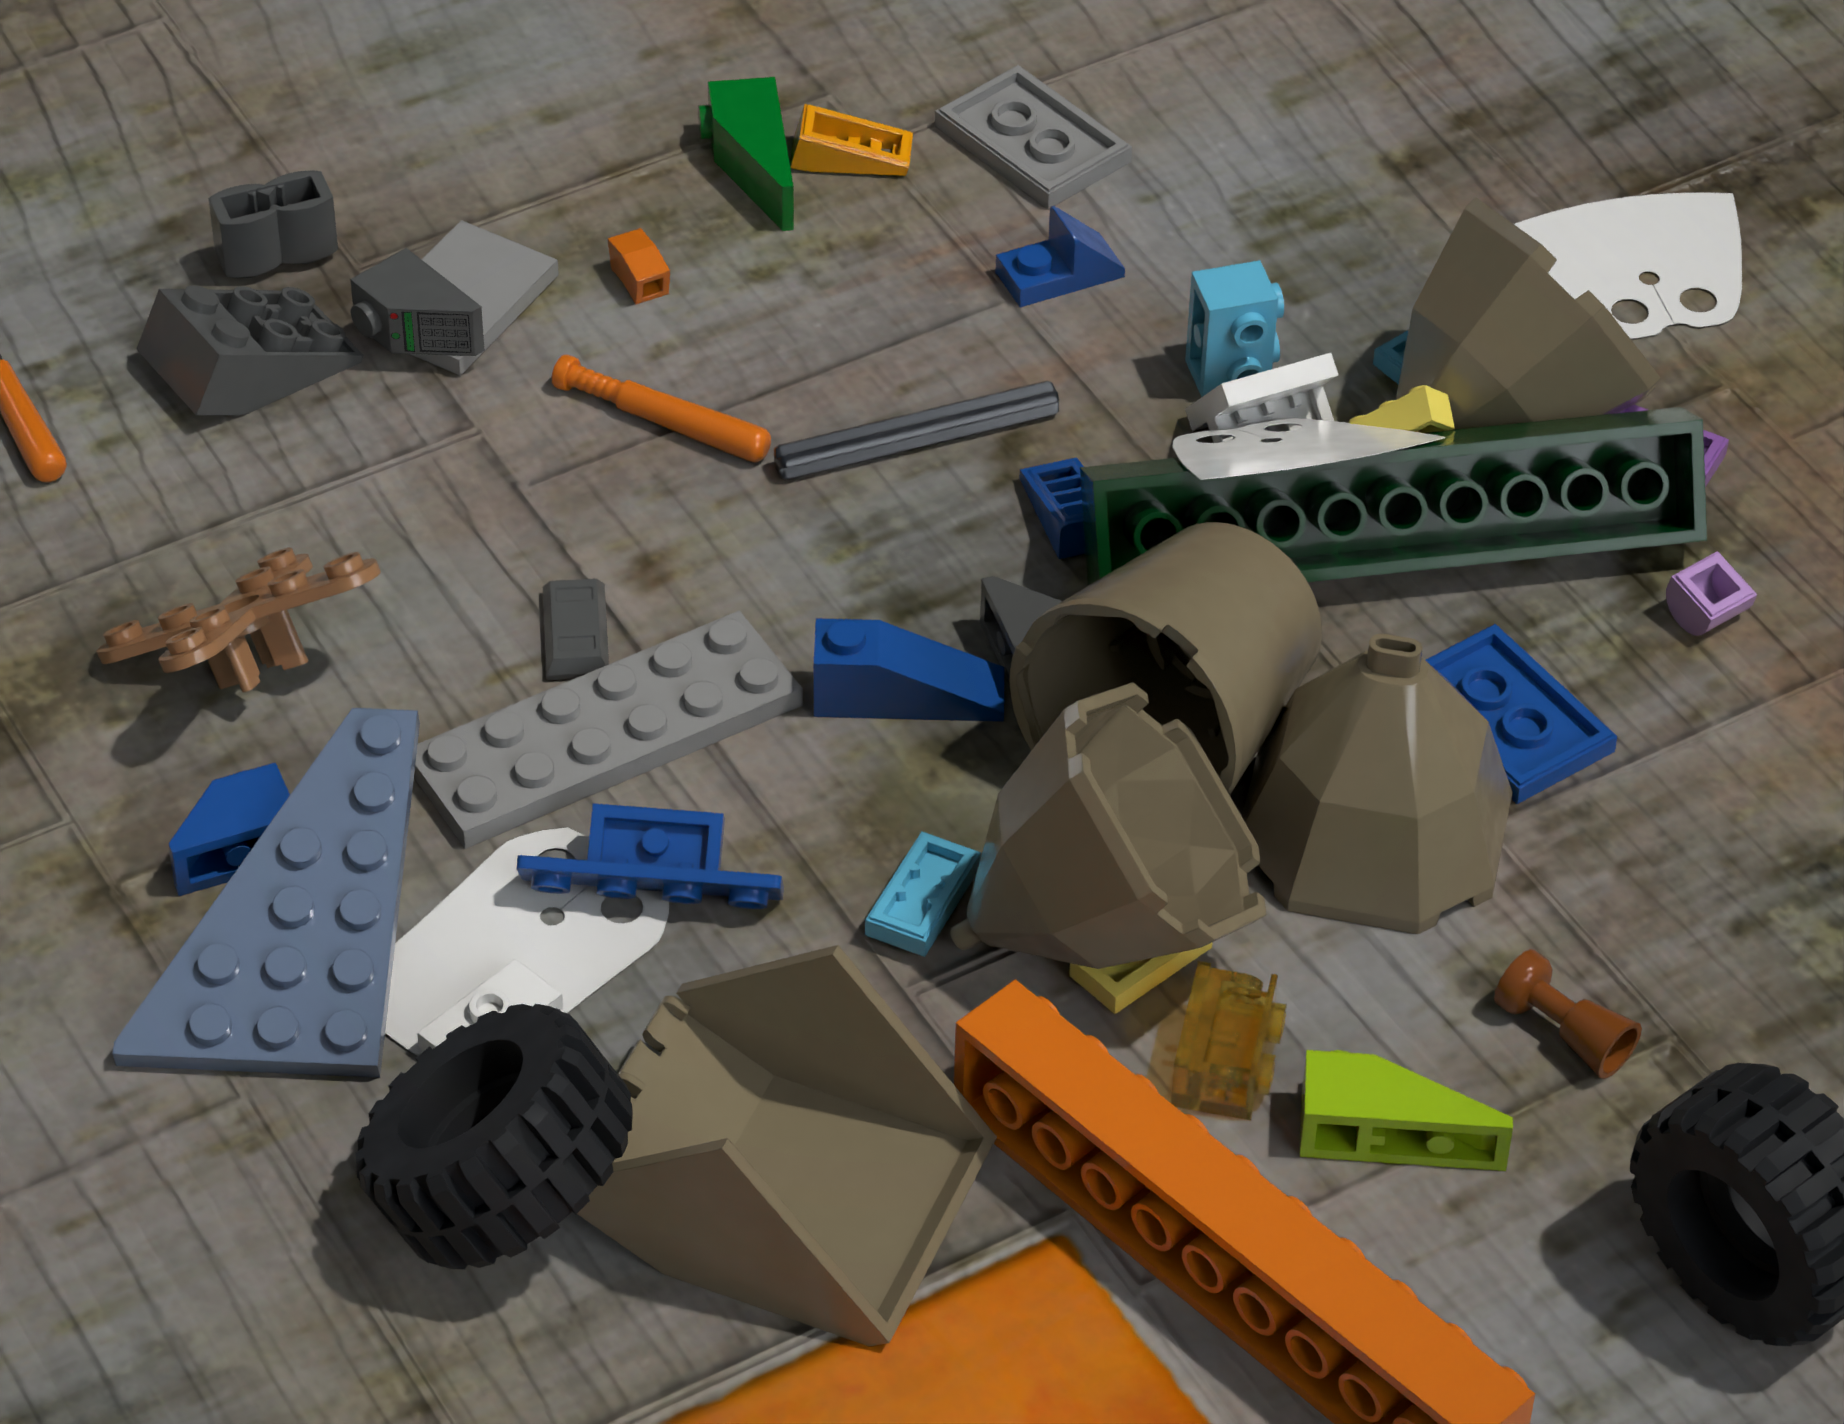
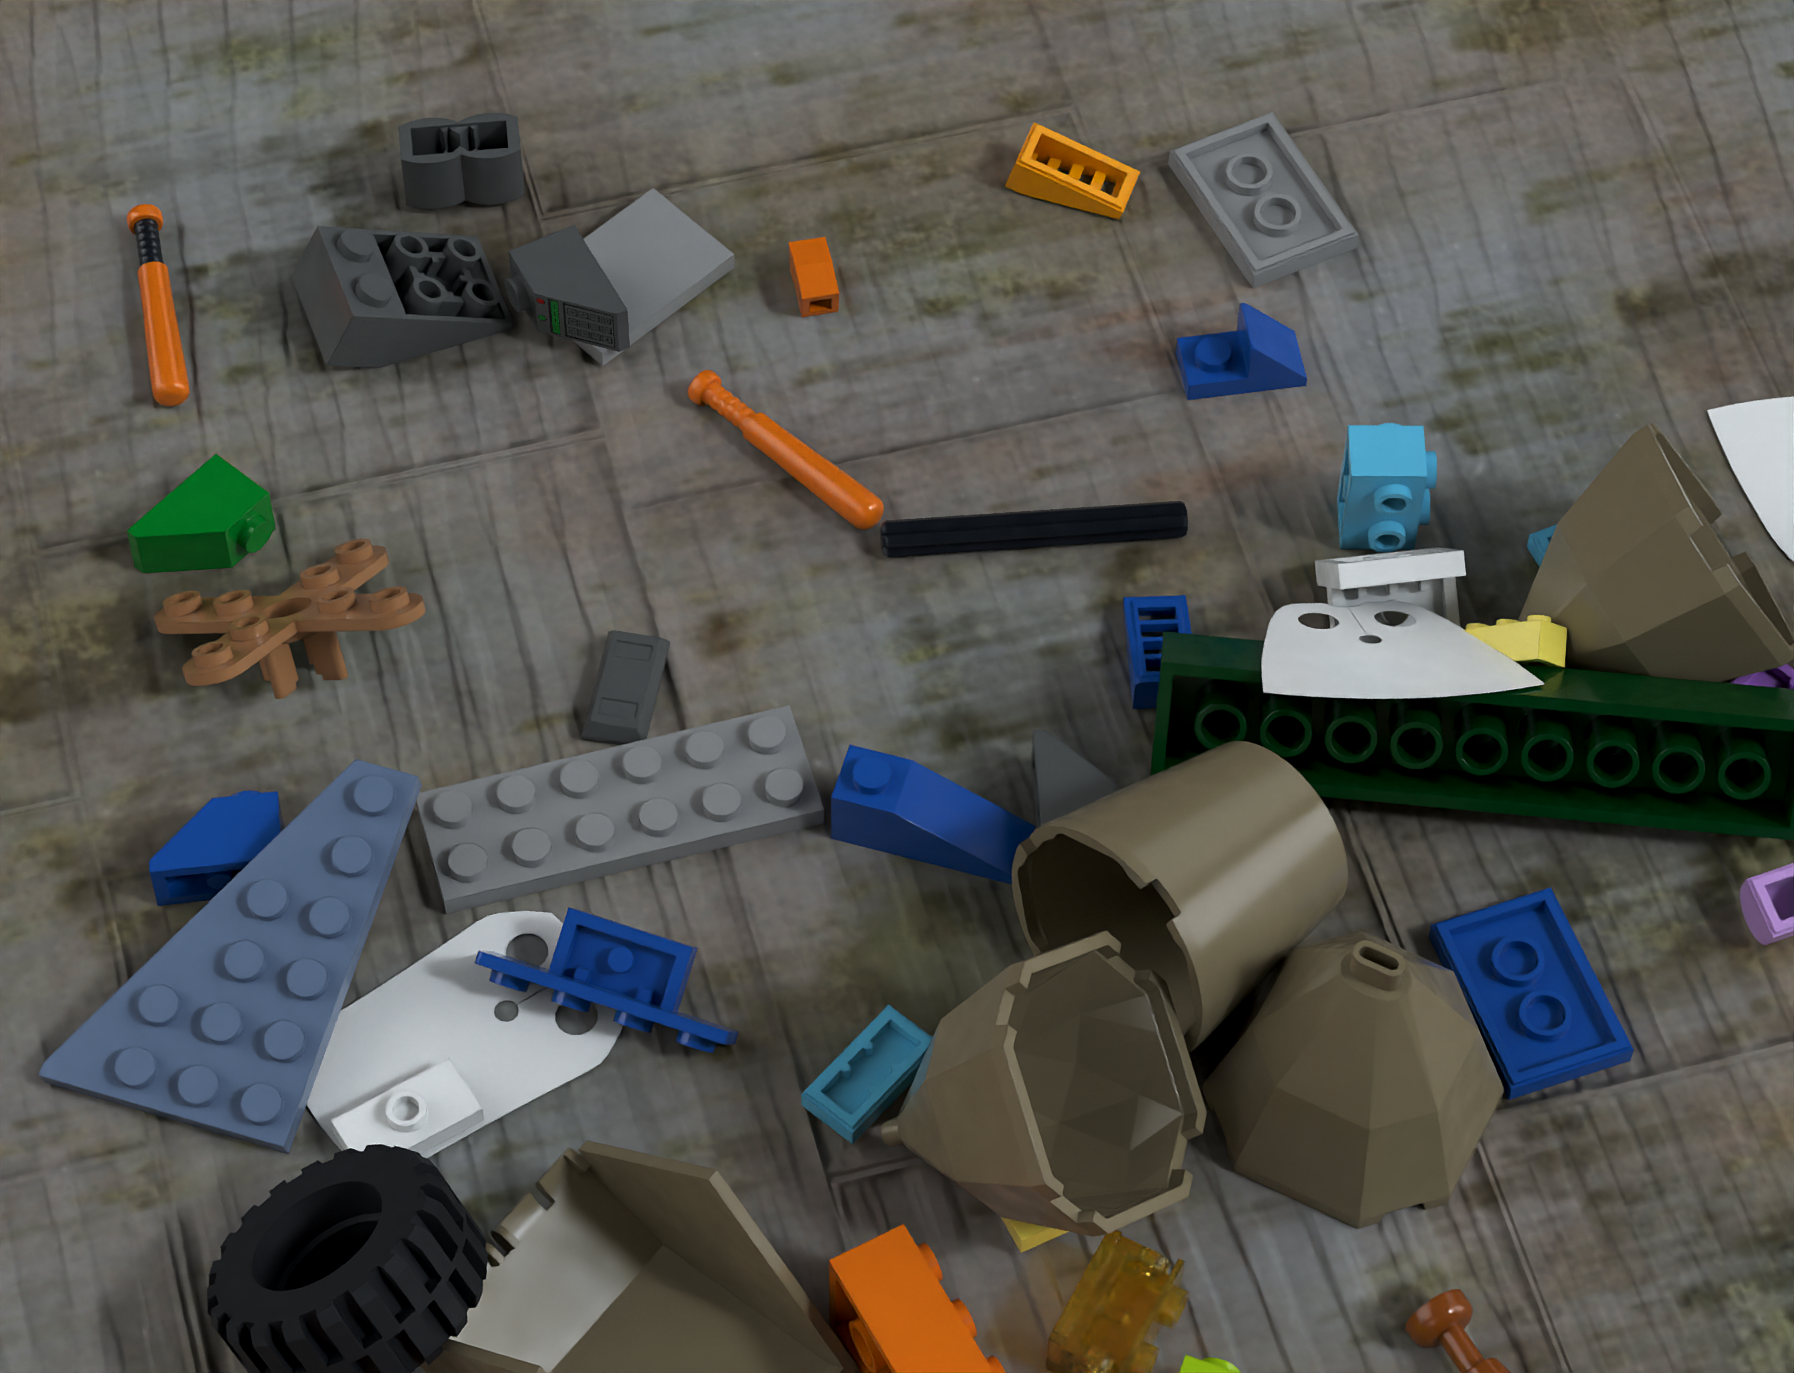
camera: 15 degrees right, 10 degrees up
(121, 564) = (203, 522): none -> green slope
(751, 143) = (968, 152): green slope -> none

